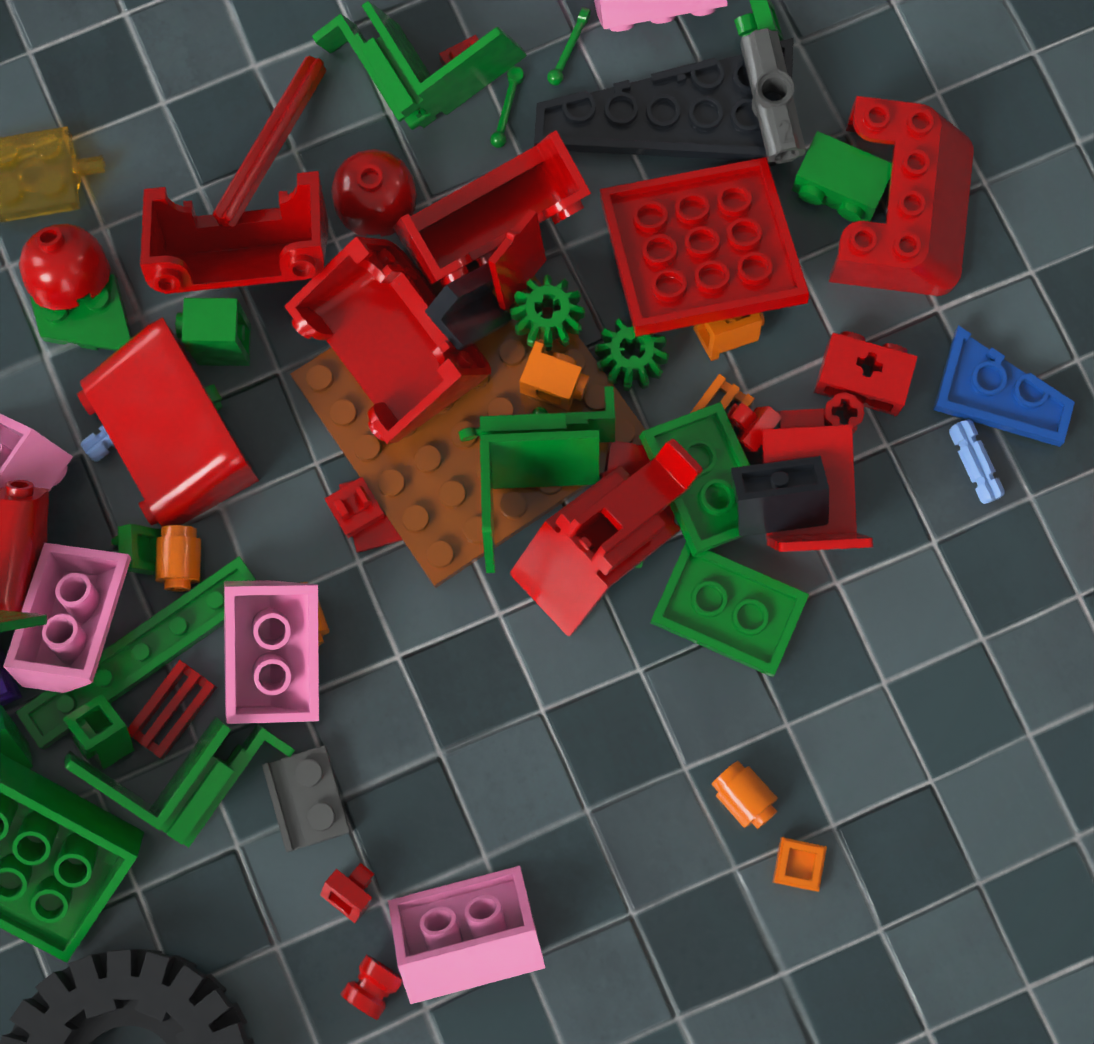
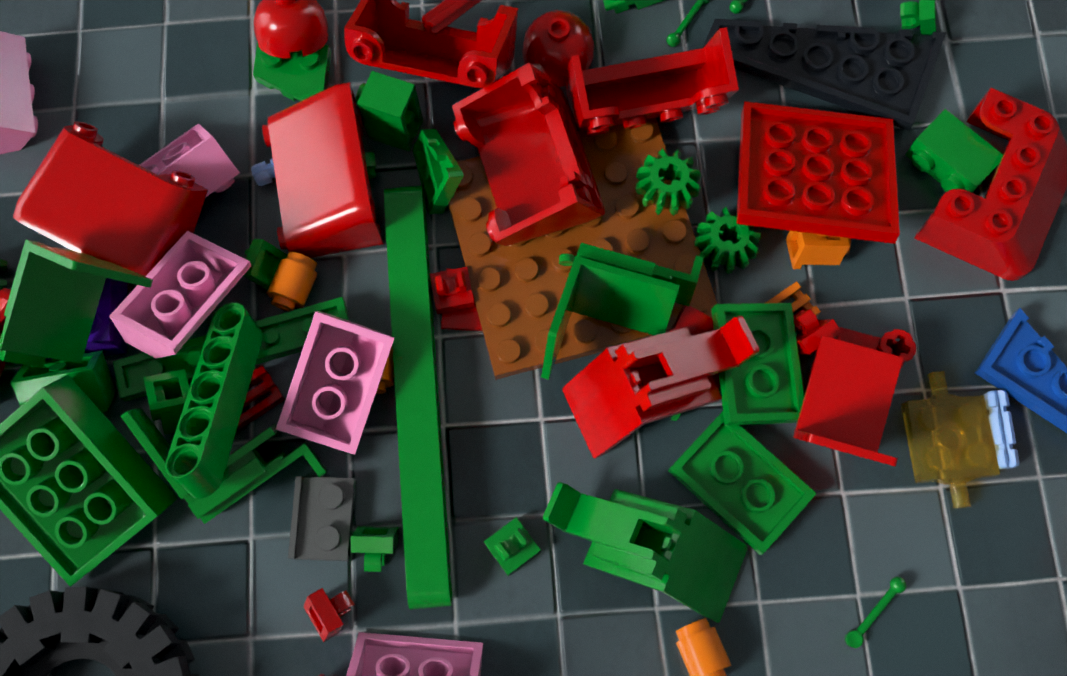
camera: 20 degrees right, 5 degrees down
(154, 715) = (214, 401): none -> green beam
(290, 380) = (436, 169): none -> green wing
(358, 632) = (417, 401): none -> green beam
(372, 804) = (375, 544): none -> green tile
(468, 309) = (602, 150): black panel -> none
(515, 757) = (512, 546): none -> green tile
(517, 259) = (657, 128): red piece -> none
(553, 378) = (654, 235): orange brick -> none
(659, 706) = (653, 545): none -> green piece
(779, 118) = (915, 87): dark grey piece -> none
(781, 496) = (821, 398): black panel -> none
(889, 369) = (943, 332): red brick -> none
(893, 727) = (855, 638): none -> green hinge
(927, 489) = (949, 439): none -> clear yellow plate

